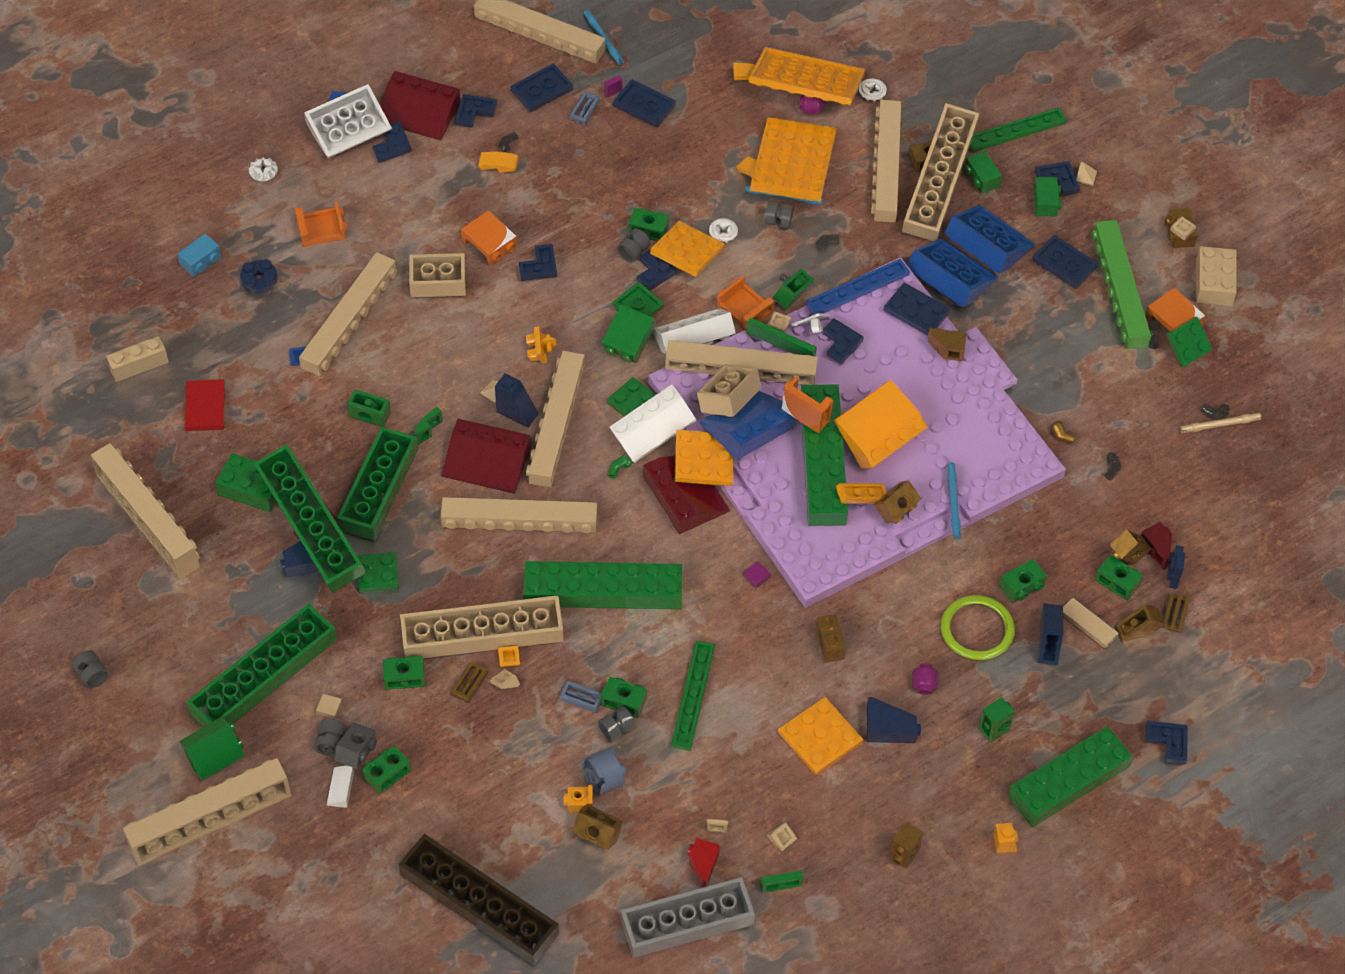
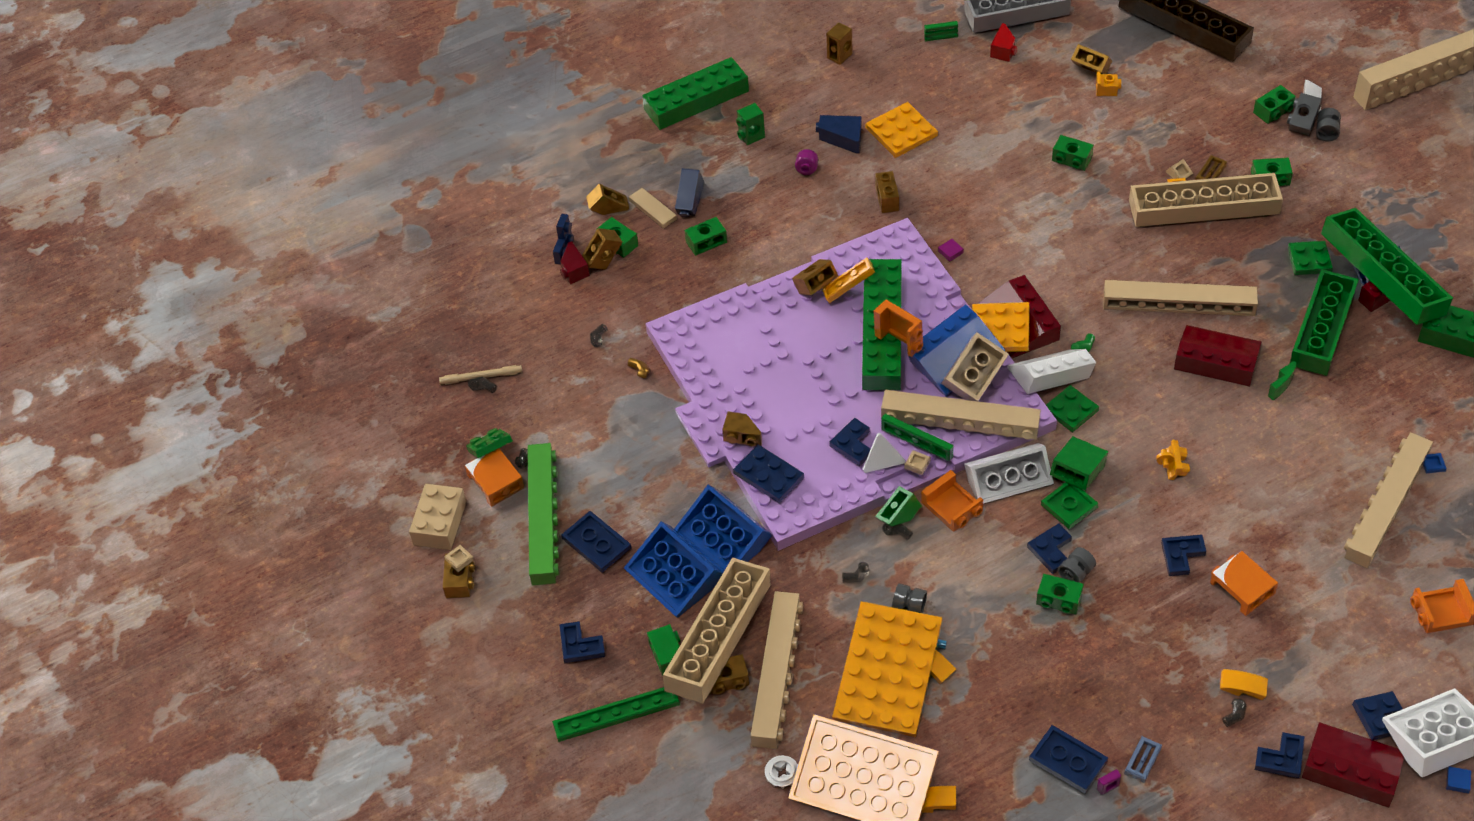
camera: 170 degrees left, 5 degrees down
(212, 748) = (1430, 108): green brick -> none
(263, 668) = (1401, 169): green brick -> none
(329, 706) = (1334, 154): tan tile -> none
(369, 408) = (1346, 392): green brick -> none
(437, 275) = (1296, 533): tan brick -> none
(489, 391) = (1217, 421): tan slope -> none
(514, 401) = (1197, 392): dark blue slope -> none
(541, 87) = (1199, 786): dark blue plate -> none
(556, 419) = (1149, 387): tan brick -> none
(581, 700) = (1108, 161): sand blue tile -> none
(604, 771) = (1088, 94): sand blue brick -> none
(606, 584) = (1095, 235): green brick -> none
(618, 723) = (1079, 129): dark grey wheel -> none
(687, 248) = (1015, 564): light orange plate -> none
(693, 696) = (1010, 160): green tile -> none
(717, 825) = (991, 67): tan slope -> none
(723, 224) = (973, 582): white gear -> none
(781, 836) = (940, 62): tan slope -> none
(858, 287) = (829, 499): blue tile -> none
(880, 424) = (822, 335): light orange slope -> none
(955, 521) = (758, 306): dark azure piece -> none
(970, 654) = (753, 185): lime wedge -> none
(1005, 838) = (757, 55): light orange brick -> none
(1047, 196) = (599, 616): green brick -> none
(1086, 174) = (546, 650): tan slope -> none
(1173, 736) = (604, 122): dark blue plate -> none
(1179, 599) = (572, 209): pearl gold tile -> none

